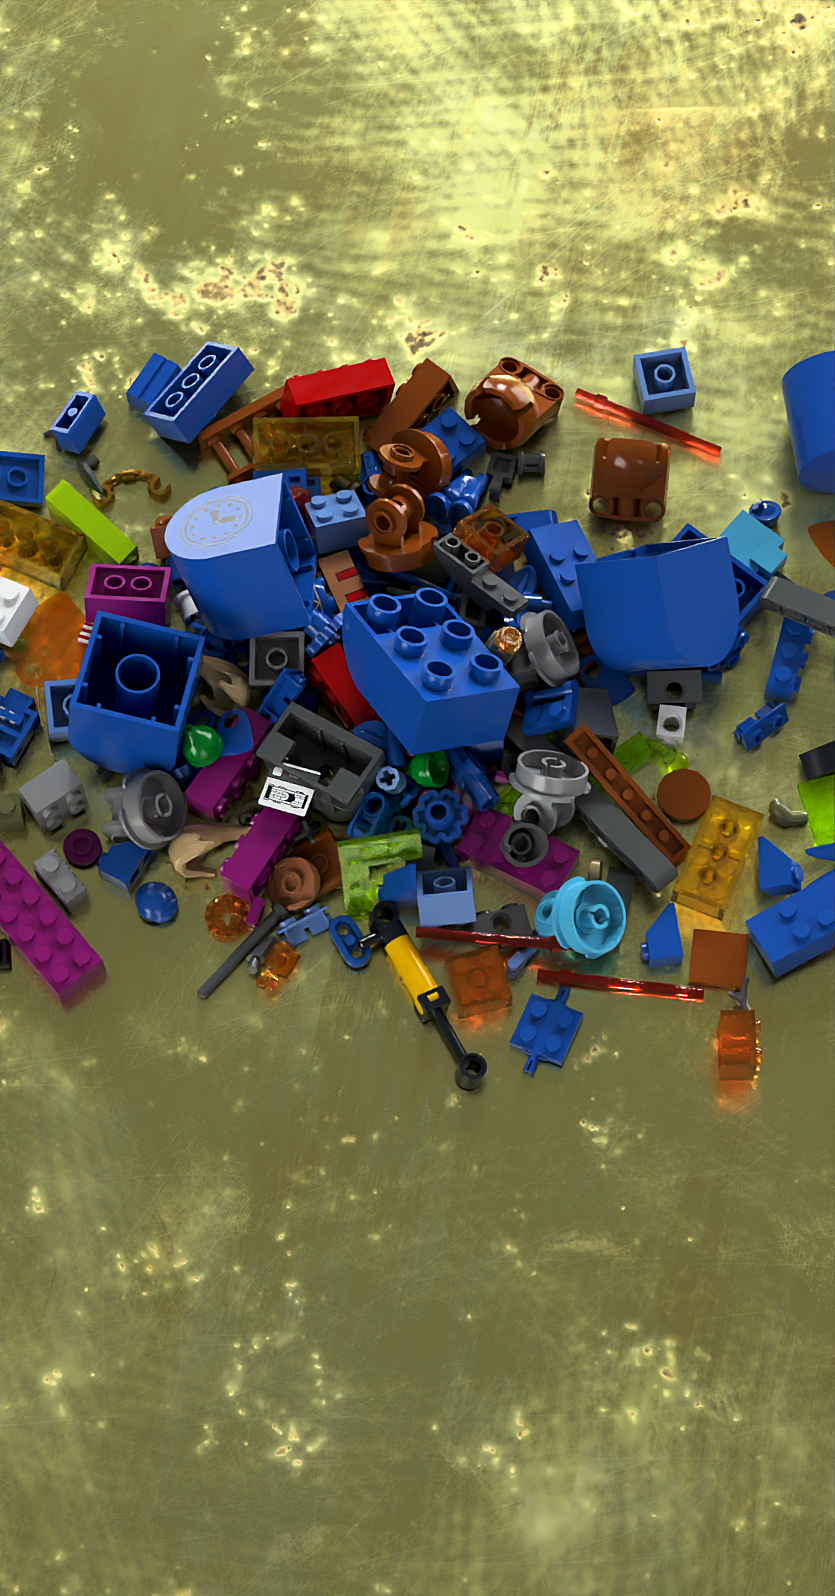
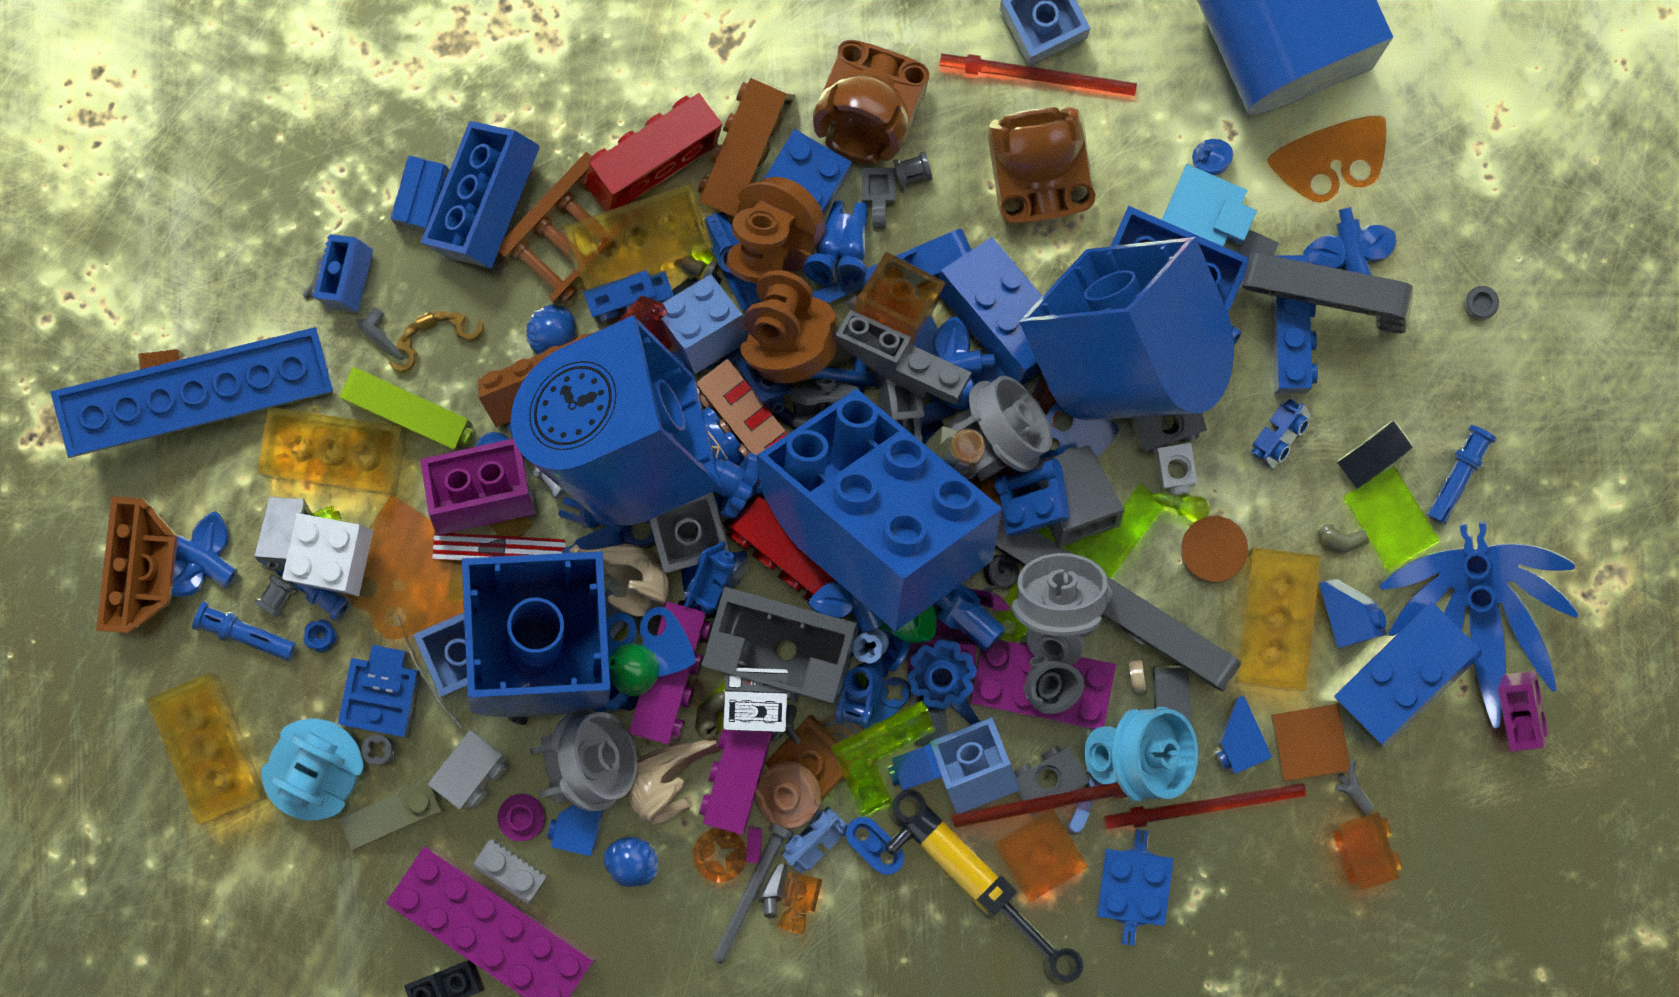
camera: 15 degrees left, 15 degrees up
(626, 793) = (1152, 578): dark orange plate -> none

